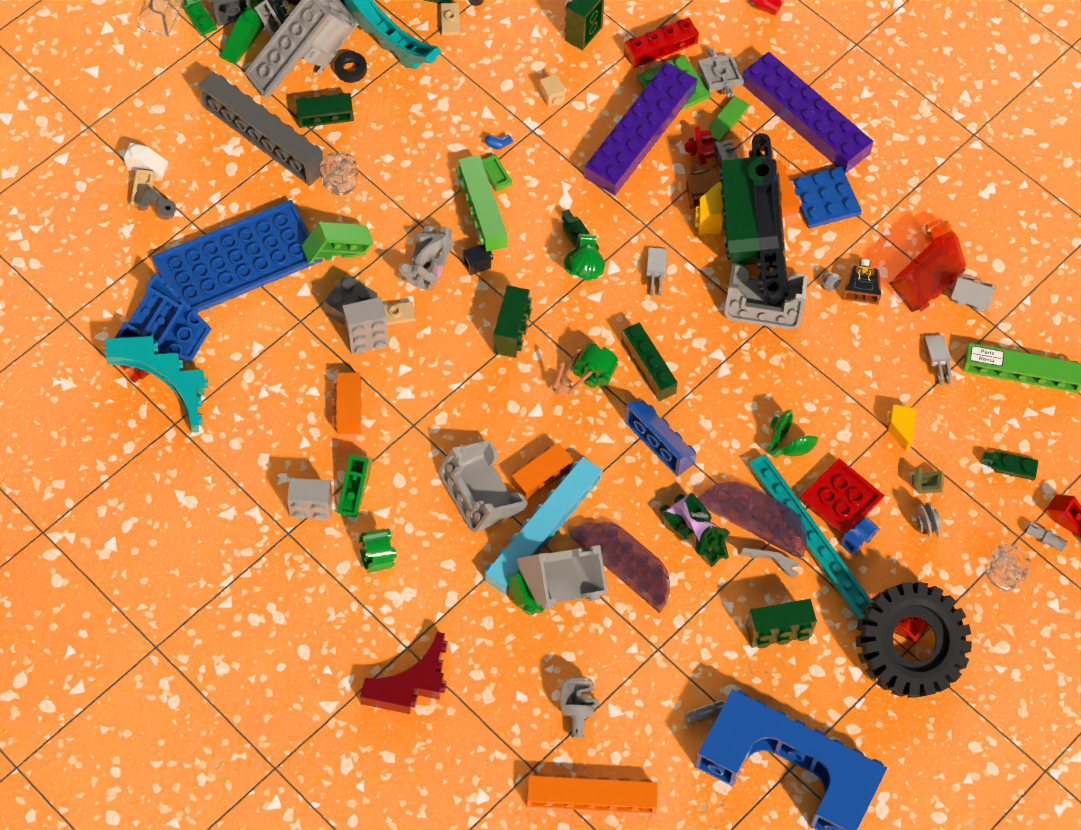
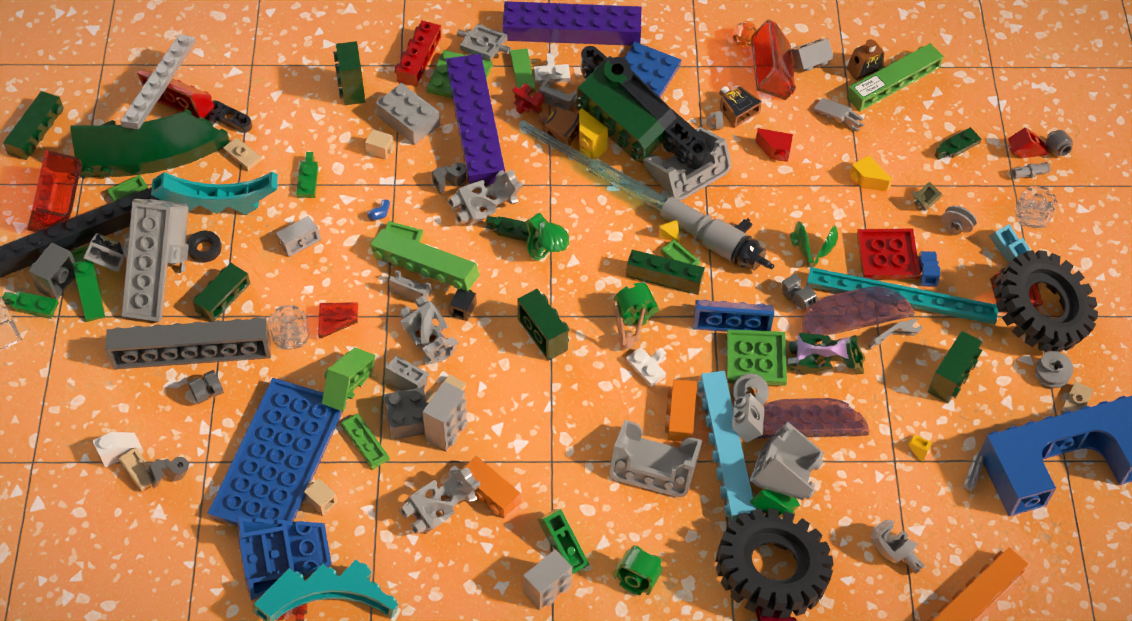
camera: 45 degrees left, 5 degrees down
(233, 309) = (320, 496): none -> tan brick
(241, 168) = (200, 391): none -> dark grey wheel
(289, 378) = (459, 487): none -> light grey hips
(305, 298) = (365, 441): none -> bright green tile
(379, 275) = (405, 375): none -> light grey hinge
(381, 193) = (336, 317): none -> clear red wing
(420, 113) = (298, 236): none -> light grey hinge
(455, 216) = (408, 288): none -> light grey hinge
(462, 664) = (787, 595): none -> black tyre
(476, 74) = (308, 177): none -> green hinge
(557, 418) = (648, 366): none -> white plate
(567, 190) = (471, 202): none -> light grey hips
(571, 150) = (455, 175): none -> dark grey leg
(578, 517) = (748, 417): none -> light grey brick
(598, 83) = (408, 113): none -> light grey brick
(615, 498) = (755, 381): none -> light grey piece
(643, 483) = (758, 354): none -> bright green plate
(656, 266) = (595, 207): light grey arm -> none
(678, 360) = (677, 252): none -> bright green tile
(688, 656) = (920, 446): none -> yellow slope
(690, 335) = (669, 231): none -> yellow slope
(719, 366) = (716, 235): none -> piece
(732, 462) = (792, 291): none -> dark grey leg
(742, 137) = (552, 72): none -> white plate
(856, 339) = (774, 143): none -> red slope
(856, 736) = (1077, 397): none -> tan plate
(866, 689) = (1054, 369): none -> light grey piece
(951, 576) = (1009, 243): none -> medium azure slope
(1013, 333) = (866, 60): none -> dark orange torso

